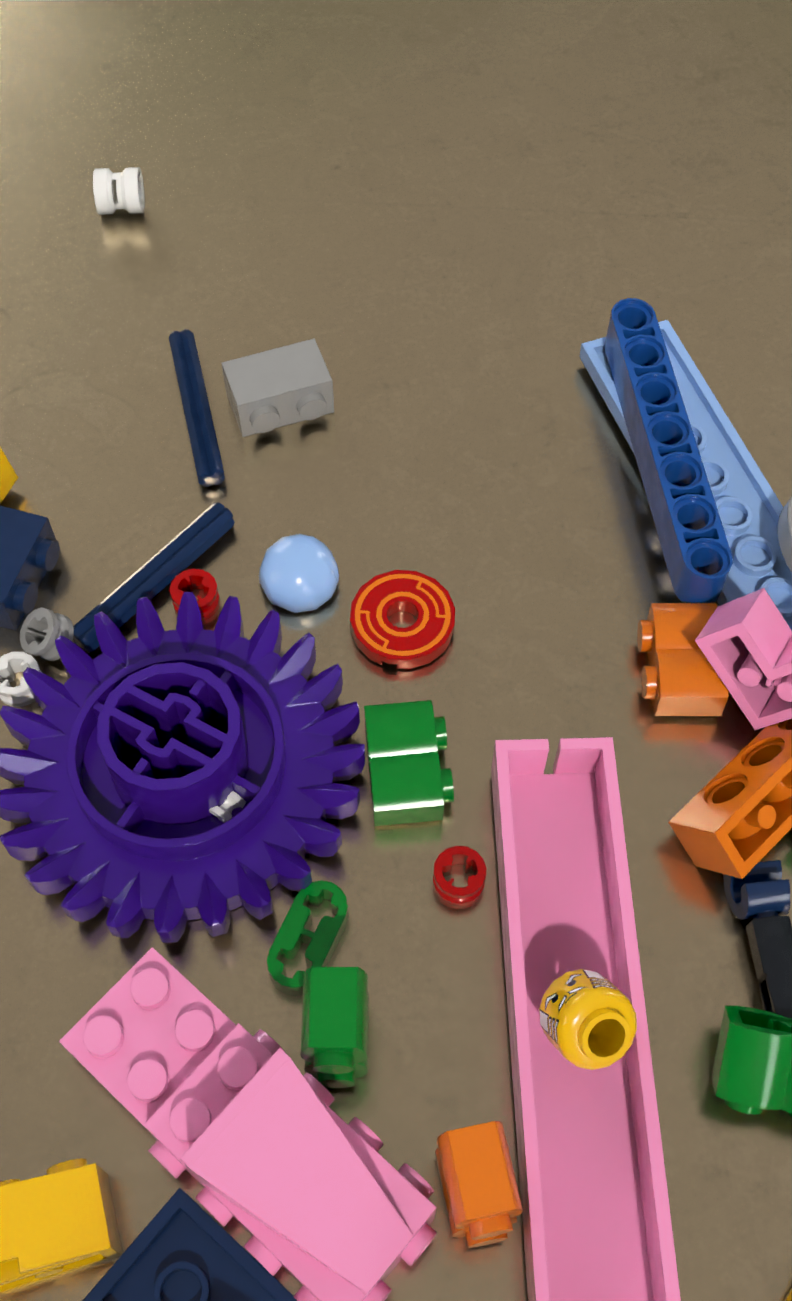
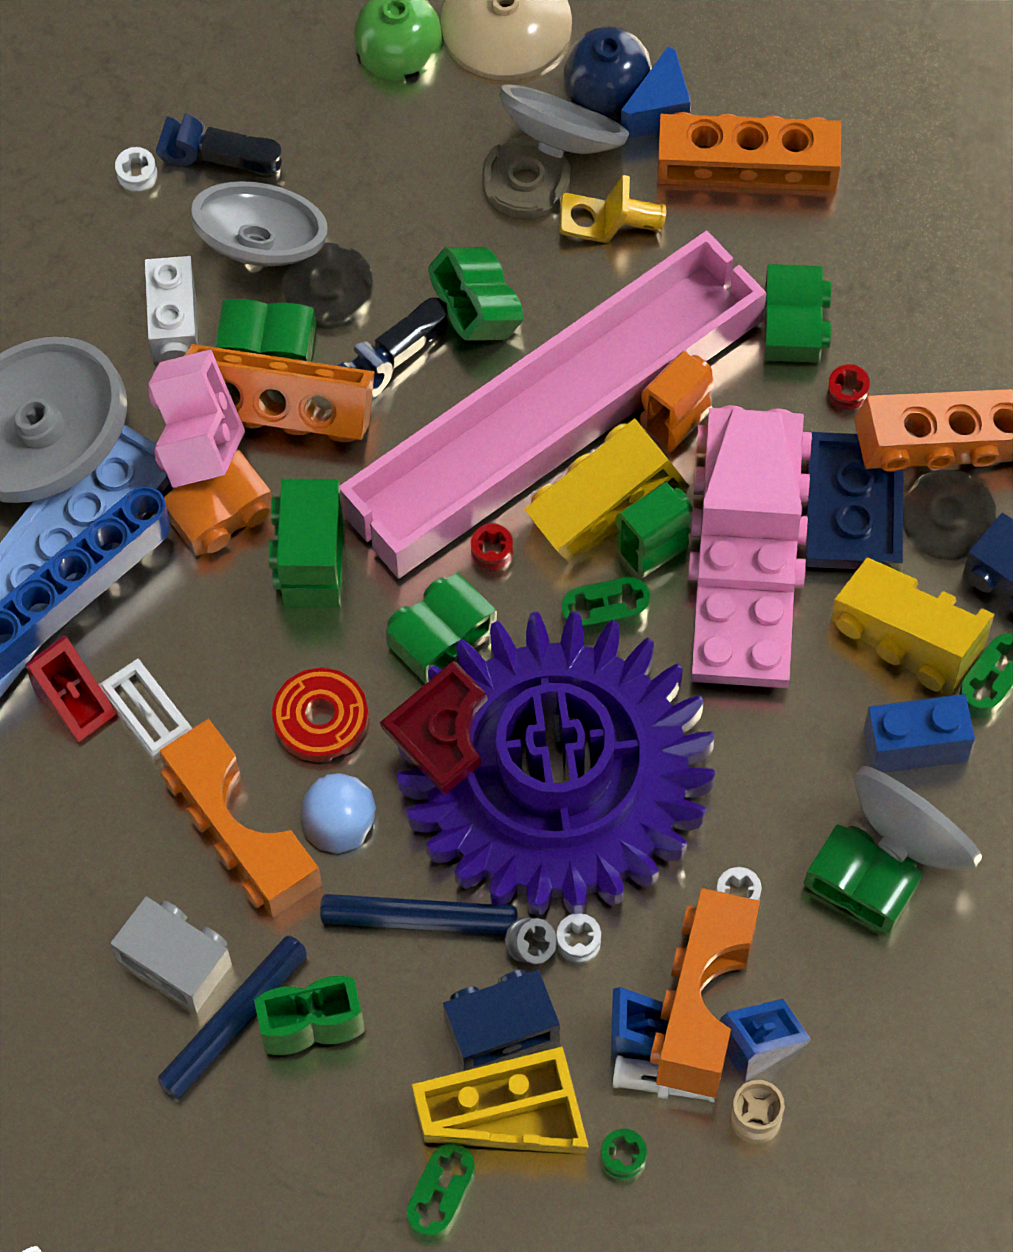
camera: 125 degrees left, 5 degrees up
(134, 432) = (320, 1013): none -> green brick
(196, 579) = (428, 876): red bush -> none
(286, 661) = (437, 726): none -> dark red tile
(293, 489) = (272, 864): none -> orange arch
(429, 1025) = (584, 503): none -> yellow wedge
(516, 506) = (122, 678): none -> white tile
(572, 682) = (308, 542): none -> green piece
(574, 446) = (69, 689): none -> red slope
(587, 1019) = (544, 388): yellow head -> none

